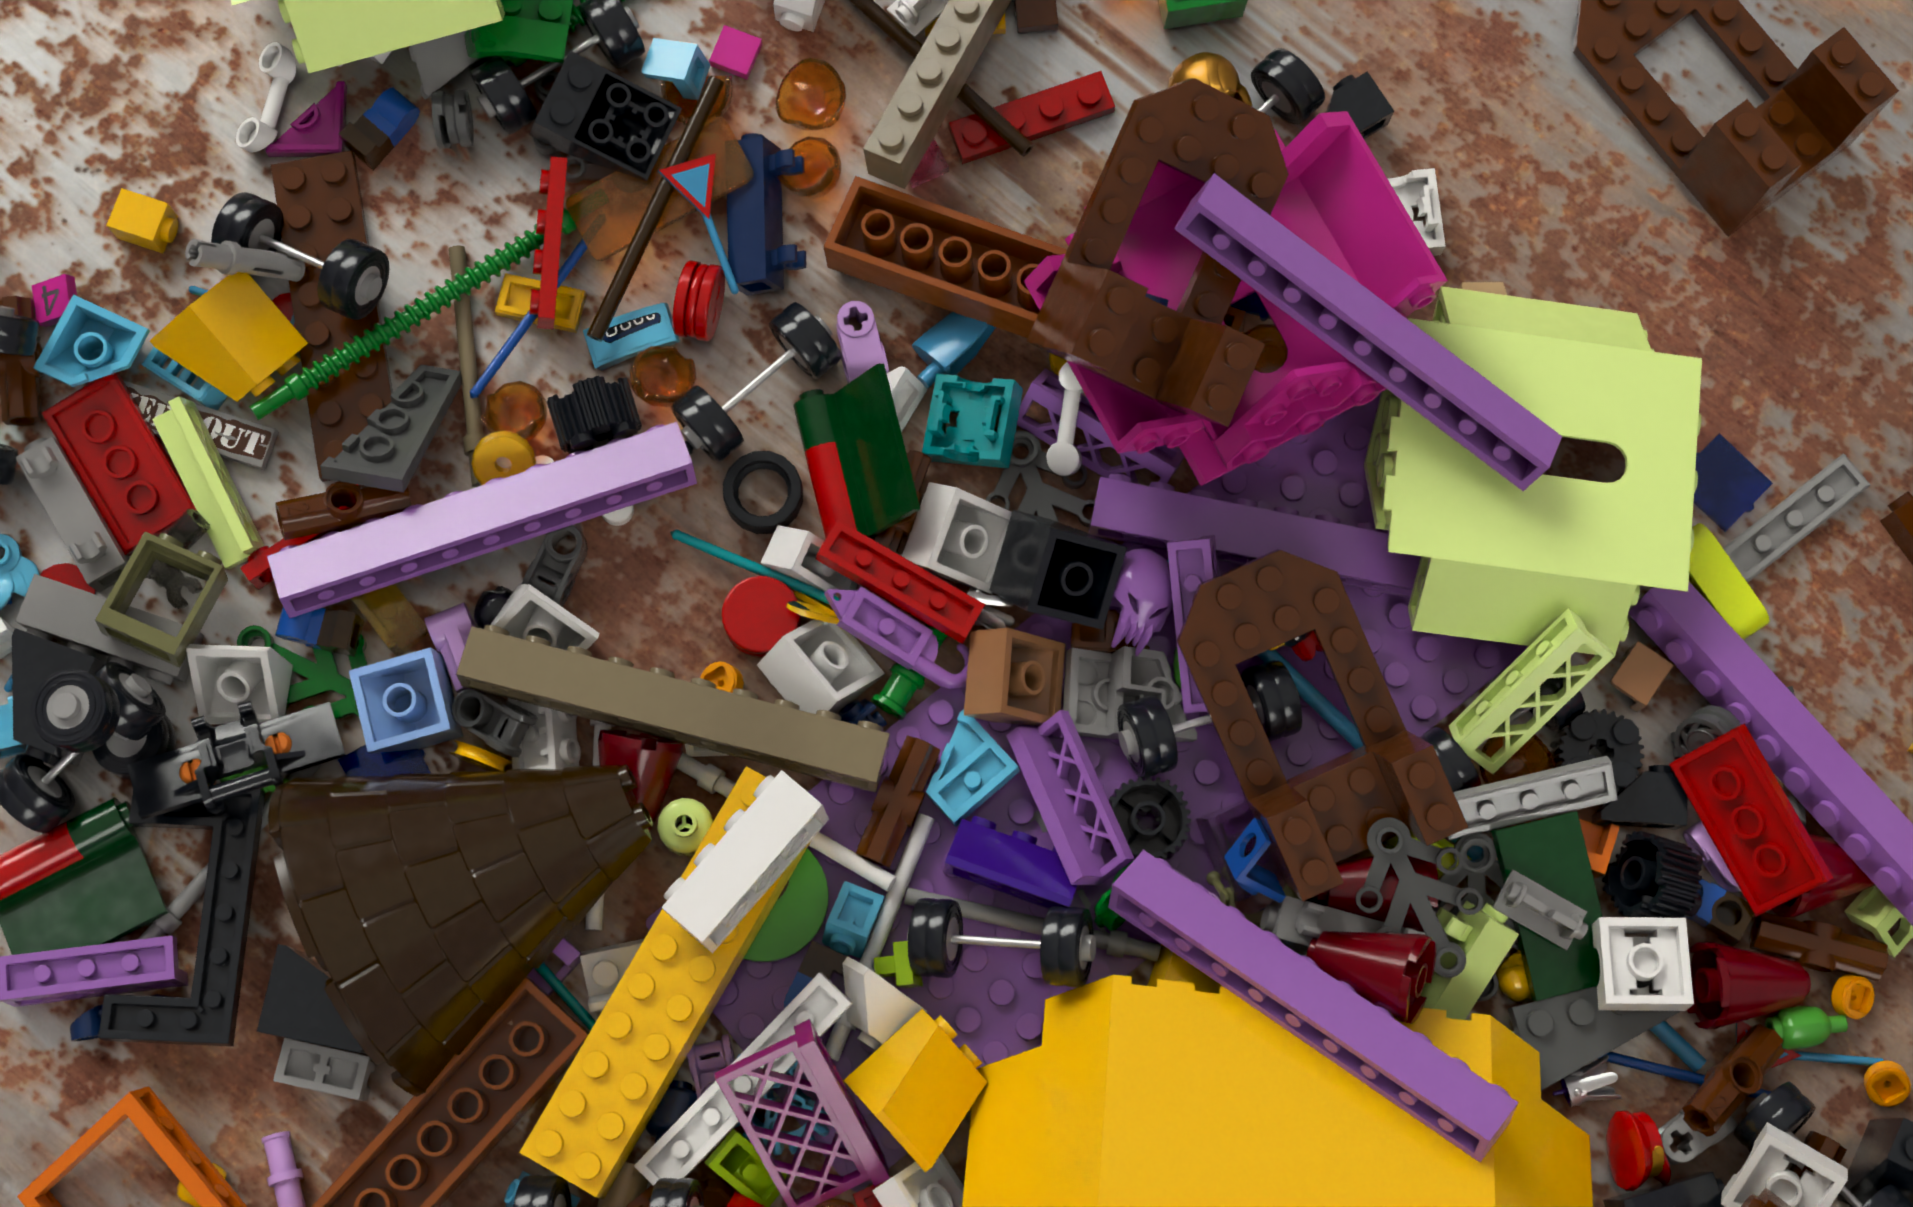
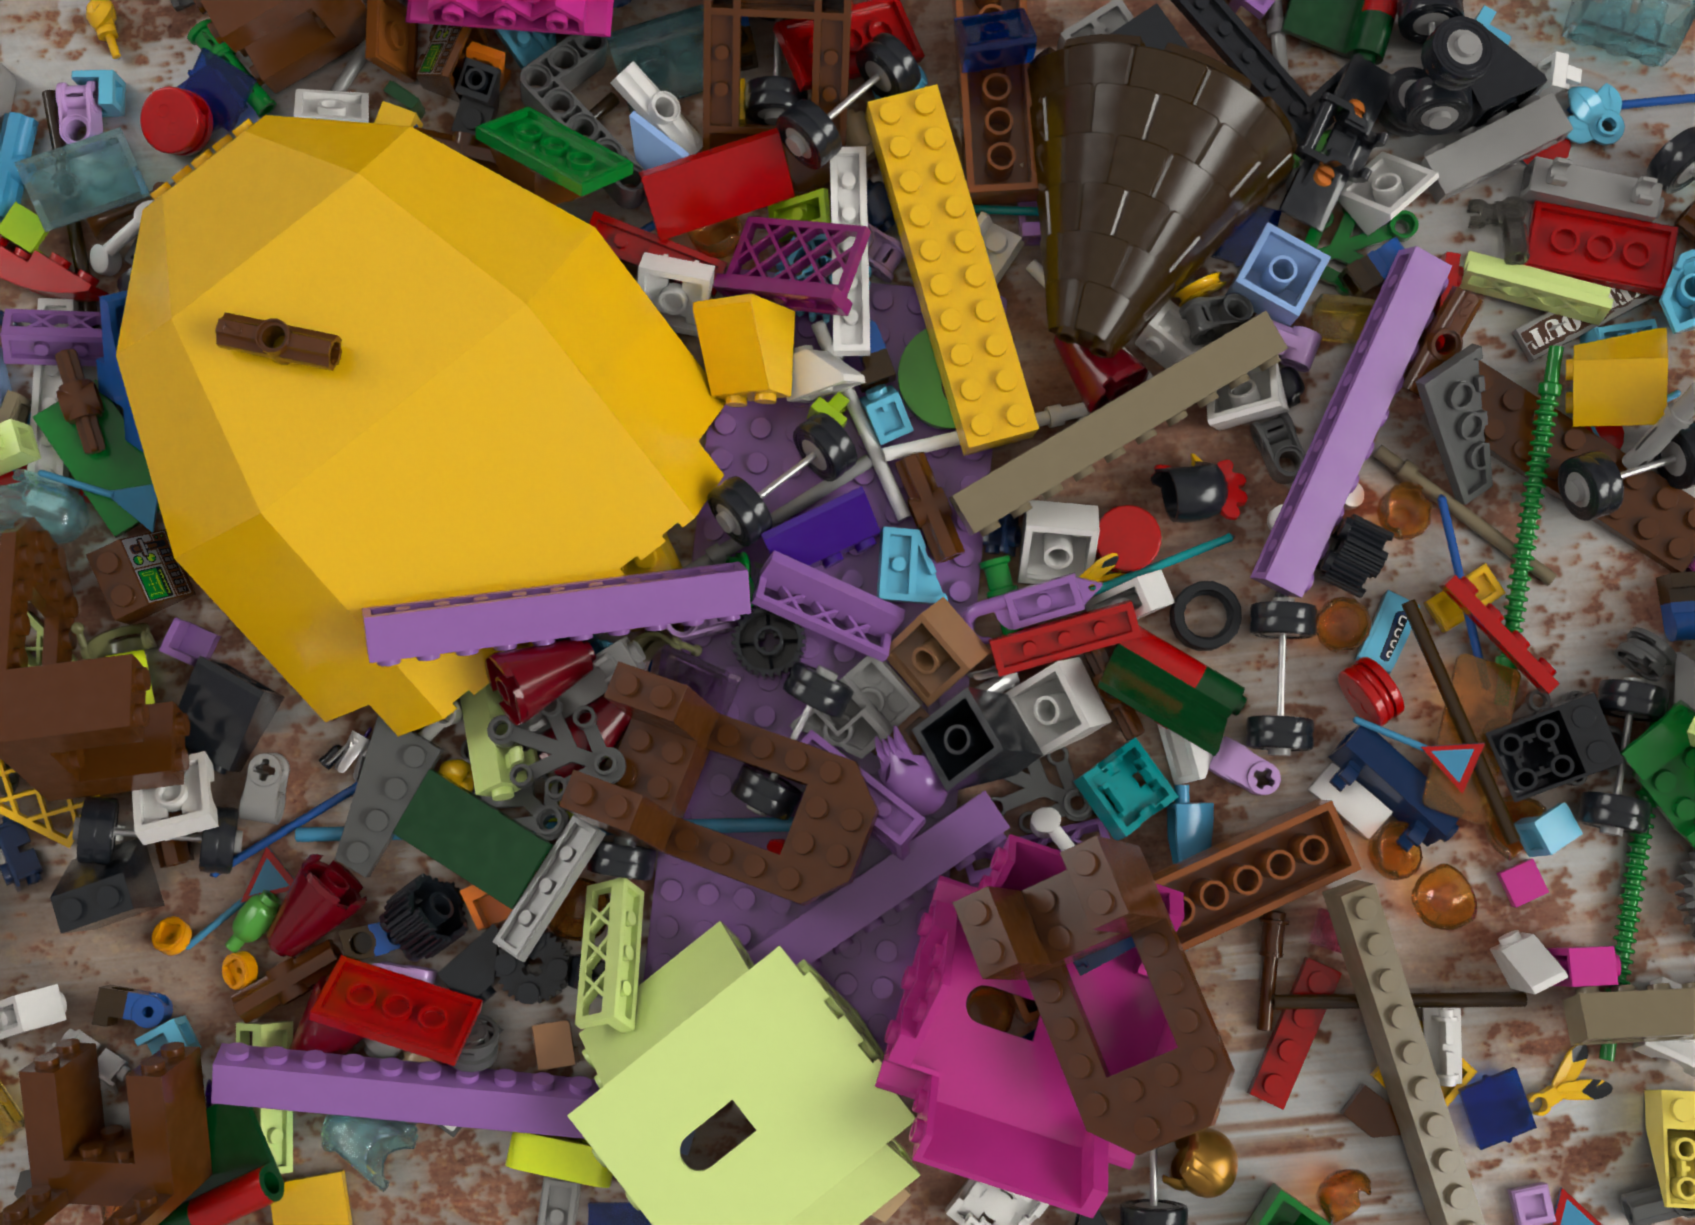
camera: 140 degrees right, 5 degrees up
(141, 636) = (1513, 177): olive window -> none
(423, 1147) = (995, 40): none -> clear blue slope
(501, 445) = (1388, 481): yellow piece -> none
(660, 591) = (1200, 490): none -> black piece
(684, 842) = (1048, 362): yellowish green head -> none
(724, 676) = (1108, 477): light orange tile -> none
(745, 861) = (978, 359): white brick -> none
(805, 228) = (1352, 804): none -> white slope
(986, 190) = (1271, 949): none -> reddish brown pin
(1245, 870) = (672, 664): blue bracket -> none
(1369, 332) = (930, 1069): medium lavender brick -> none
(1541, 910) = (475, 823): light grey hinge -> none
(1609, 1105) = (325, 758): none -> black piece
(1635, 1150) = (288, 738): red piece -> none
(1658, 957) = (371, 863): white brick -> none
(1733, 1080) = (265, 857): reddish brown piece -> none
(1874, 745) = (367, 1143): none -> clear light blue hair

